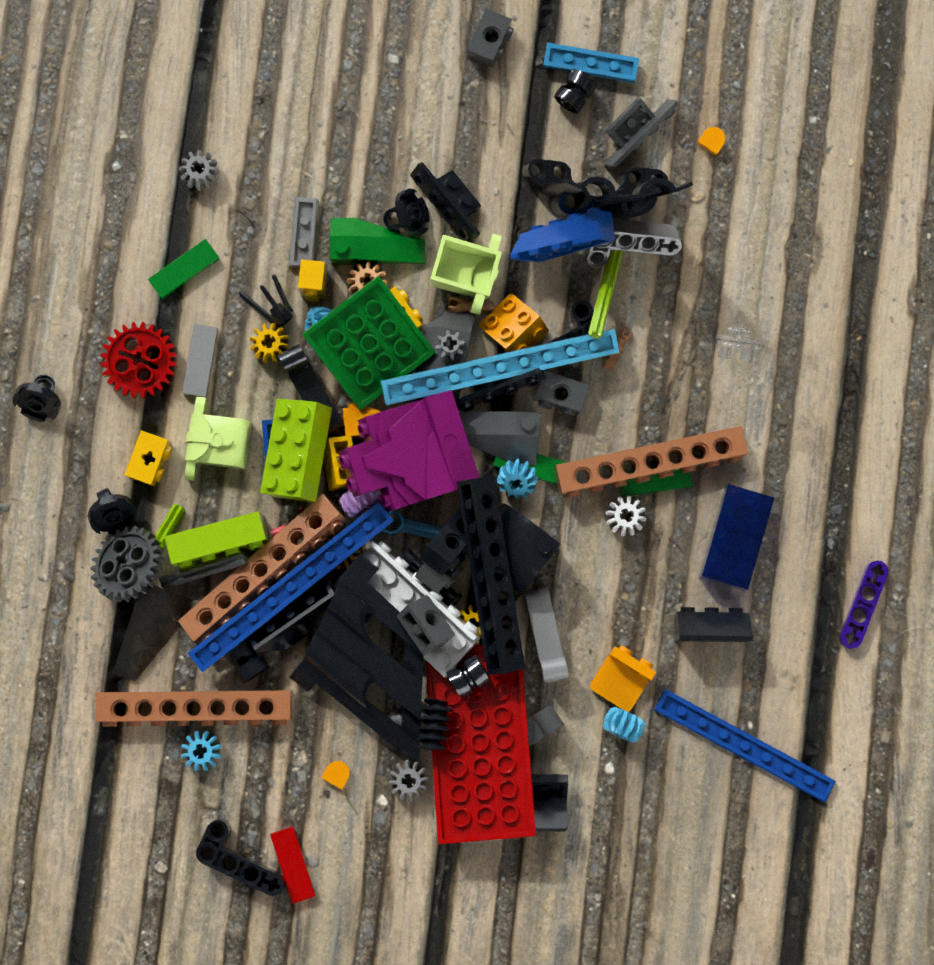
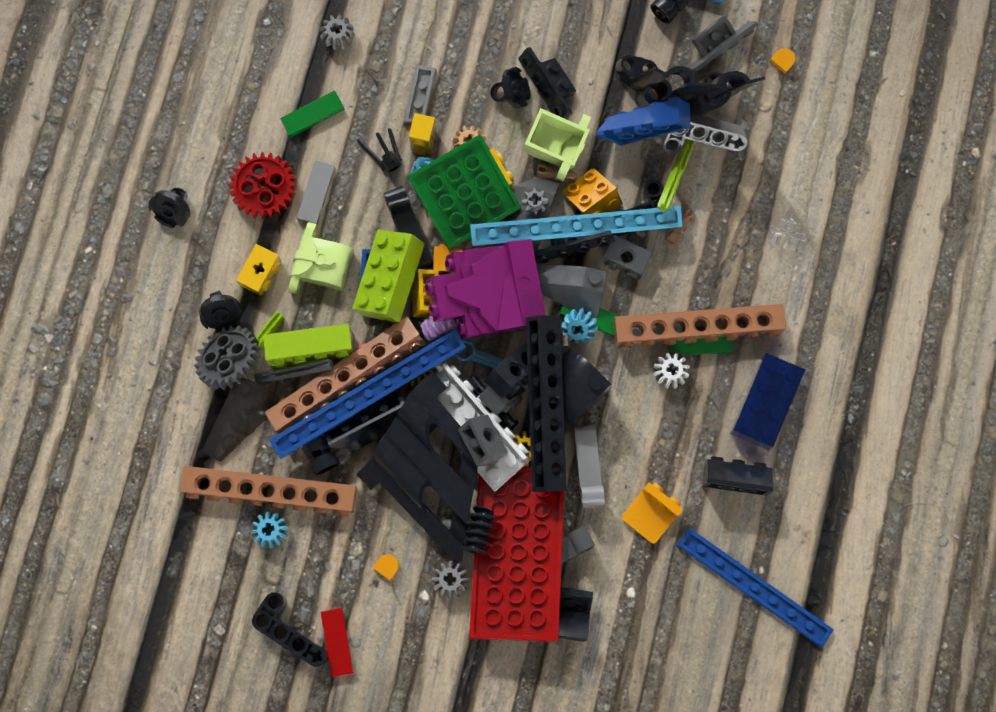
camera: 10 degrees right, 5 degrees down
(261, 340) = (369, 183): yellow gear -> none
(362, 242) = (466, 108): green wedge -> none
(468, 677) = (515, 492): black wheel -> none
(623, 724) = (648, 553): medium azure gear -> none
(860, 603) = (877, 477): dark purple beam -> none

